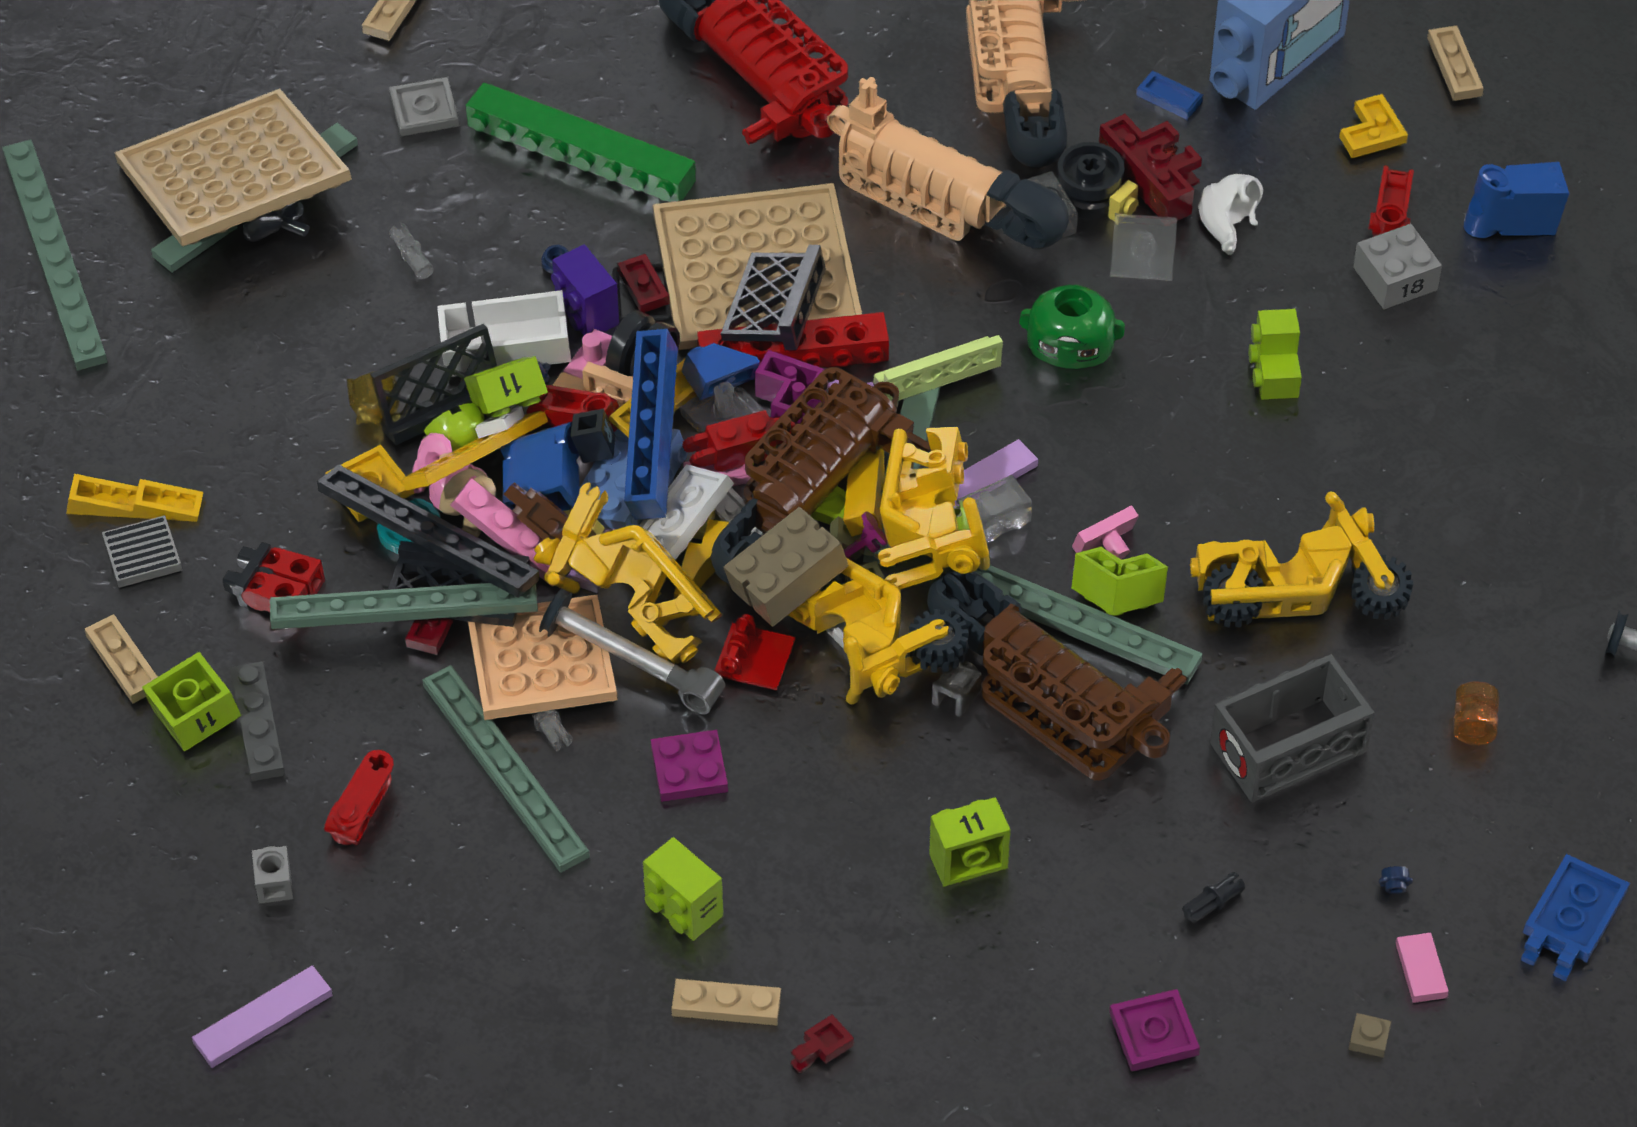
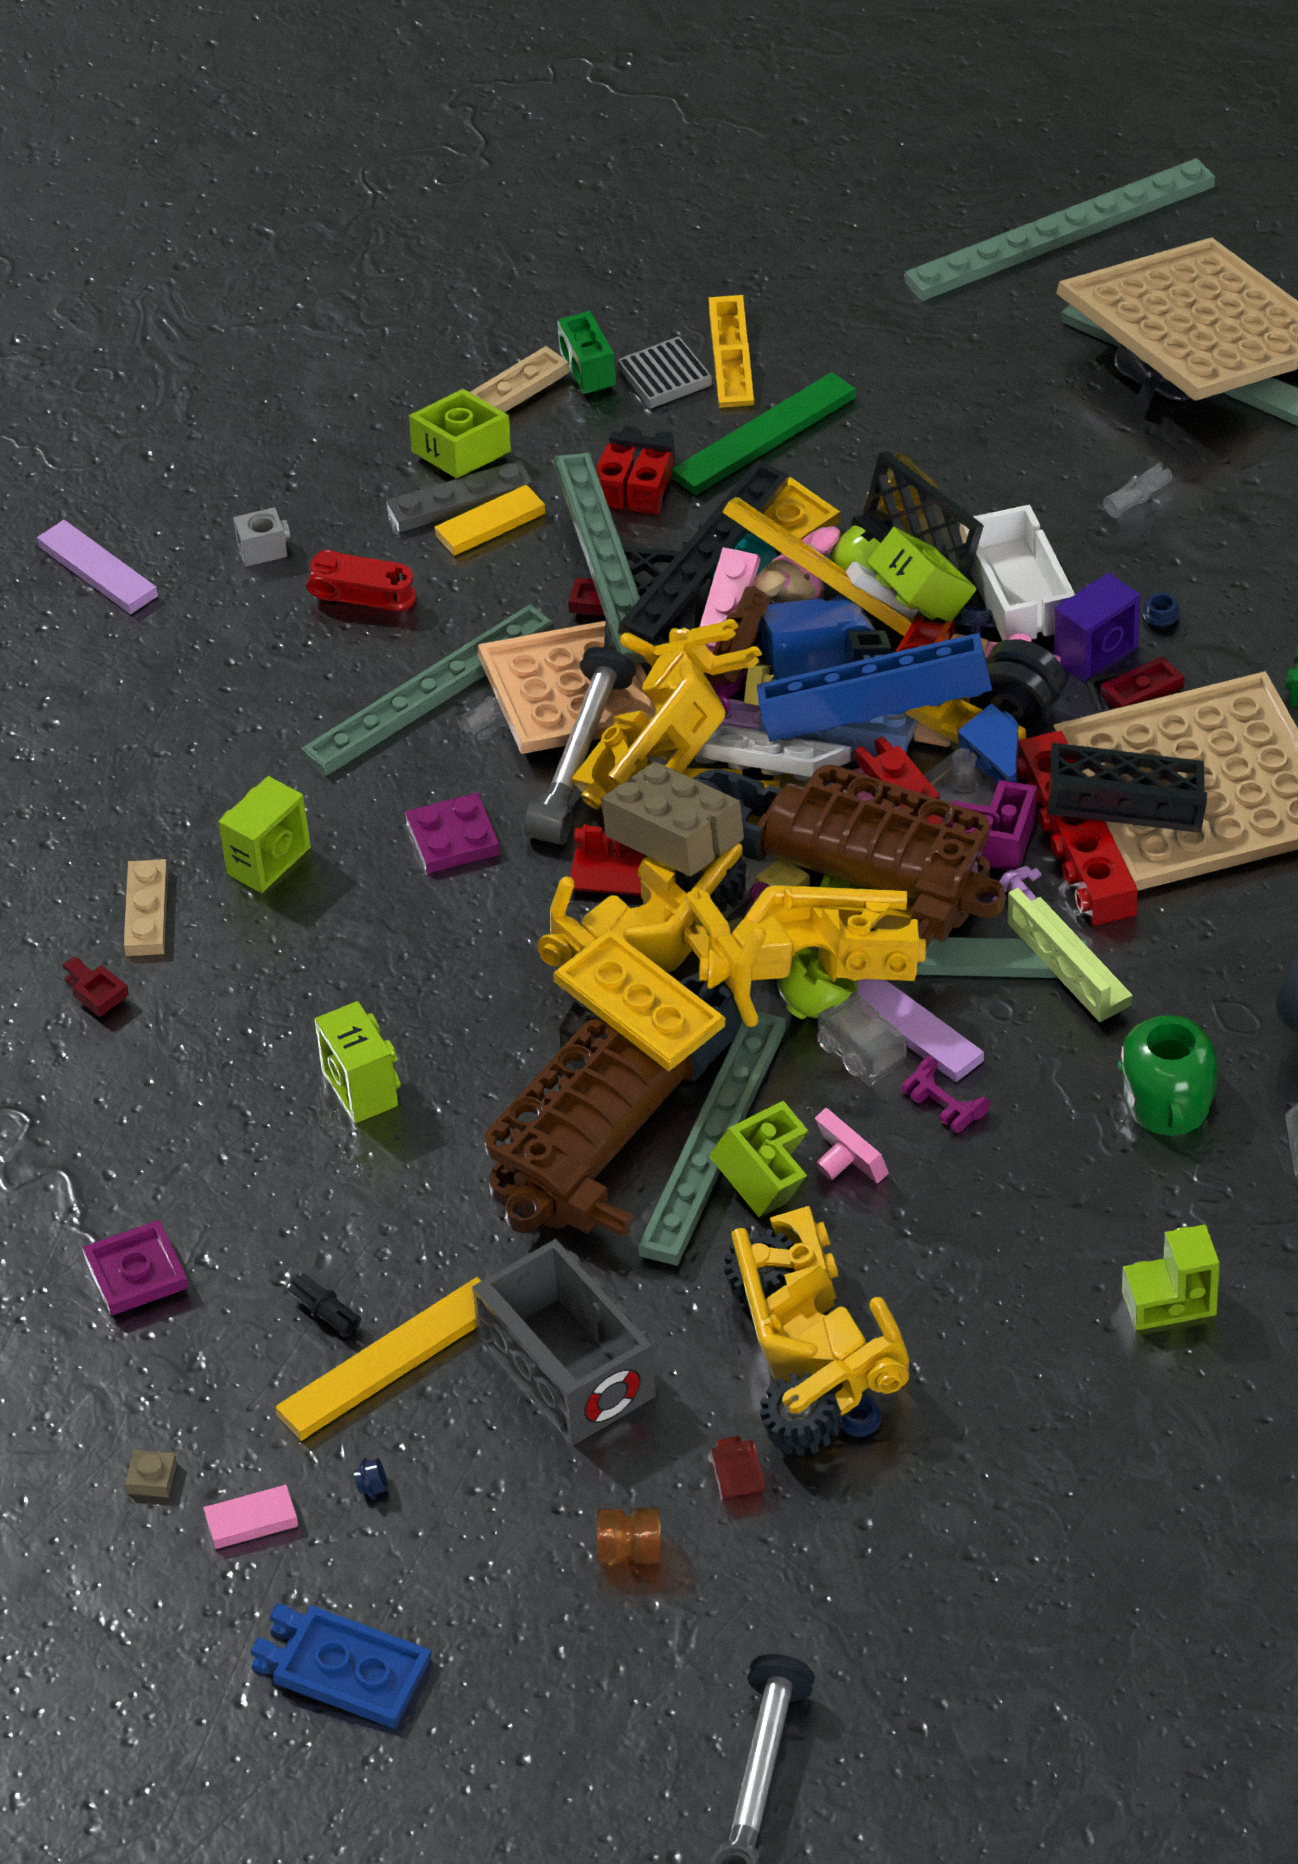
camera: 85 degrees right, 5 degrees down
(111, 593) = (587, 352): none -> green brick
(248, 487) = (763, 433): none -> green tile
(298, 700) = (490, 520): none -> yellow tile
(974, 618) = (639, 999): none -> yellow tile
(1072, 466) = (960, 1114): none -> magenta piece
(1271, 861) = (380, 1363): none -> yellow tile
(1411, 641) = (736, 1468): none -> clear red bracket

